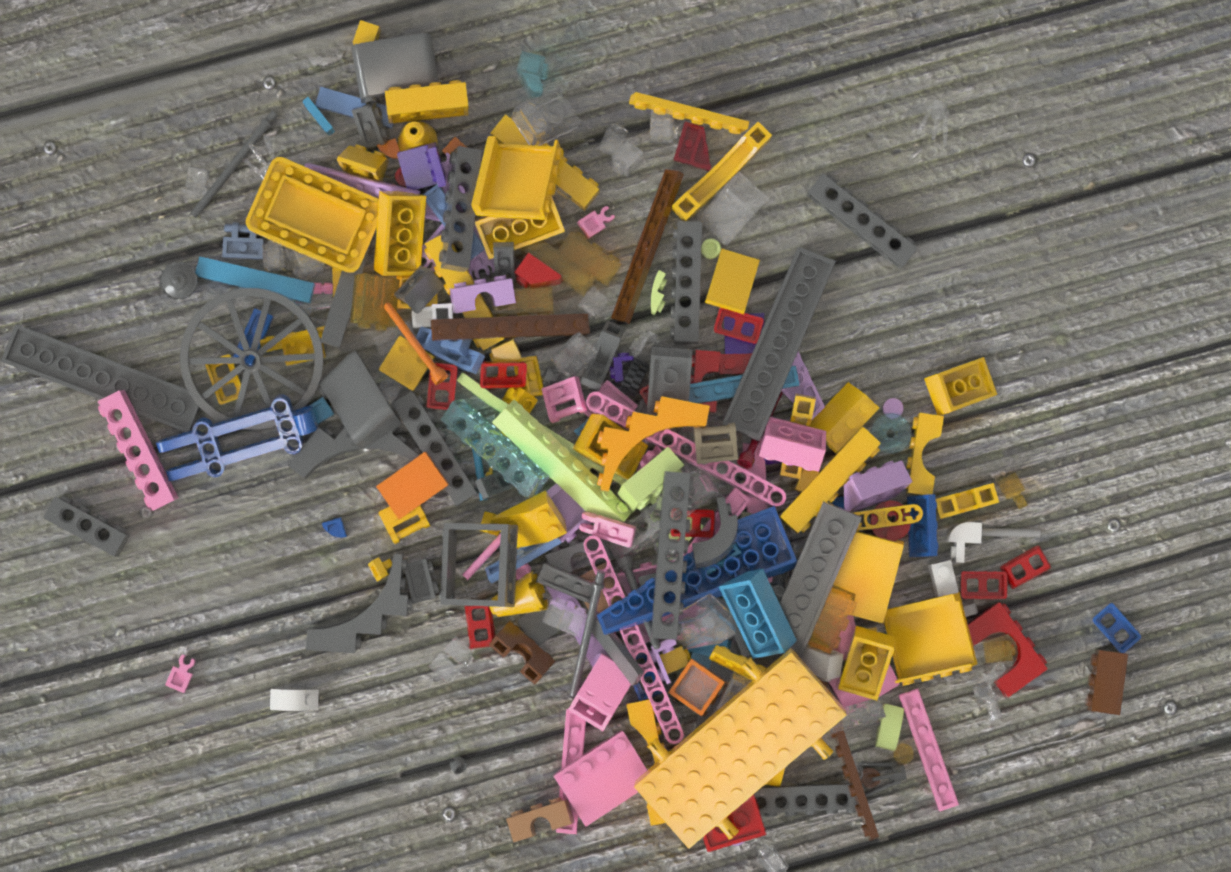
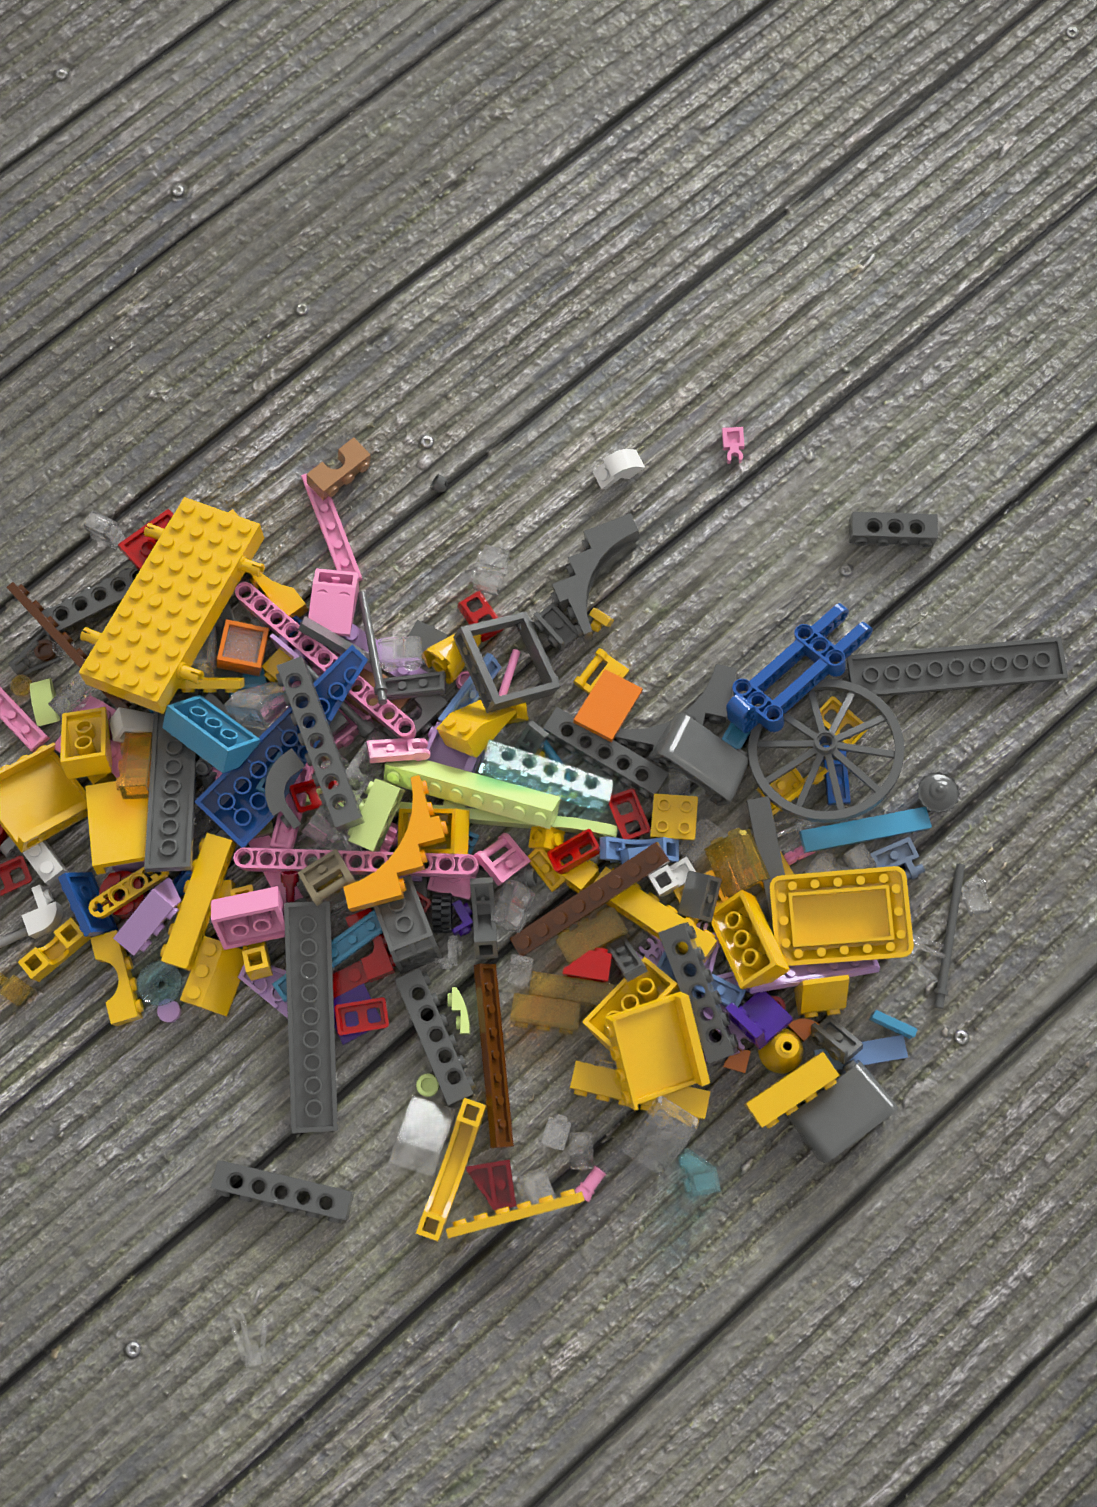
camera: 160 degrees right, 10 degrees down
(148, 455) = (890, 627): bright pink brick -> none
(335, 528) = (662, 638): blue tile -> none
(366, 32) = (890, 1133): yellow brick -> none
(437, 374) = (637, 817): orange piece -> none
(464, 295) = (649, 907): lavender arch -> none
(514, 640) = (409, 604): reddish brown arch -> none
(594, 223) = (559, 1051): bright pink plate -> none
(601, 777) = (300, 532): bright pink slope -> none
(619, 111) = (590, 1183): none -> bright pink pin
(732, 281) = (388, 1059): yellow tile -> none
(960, 386) = (107, 1065): yellow slope -> none

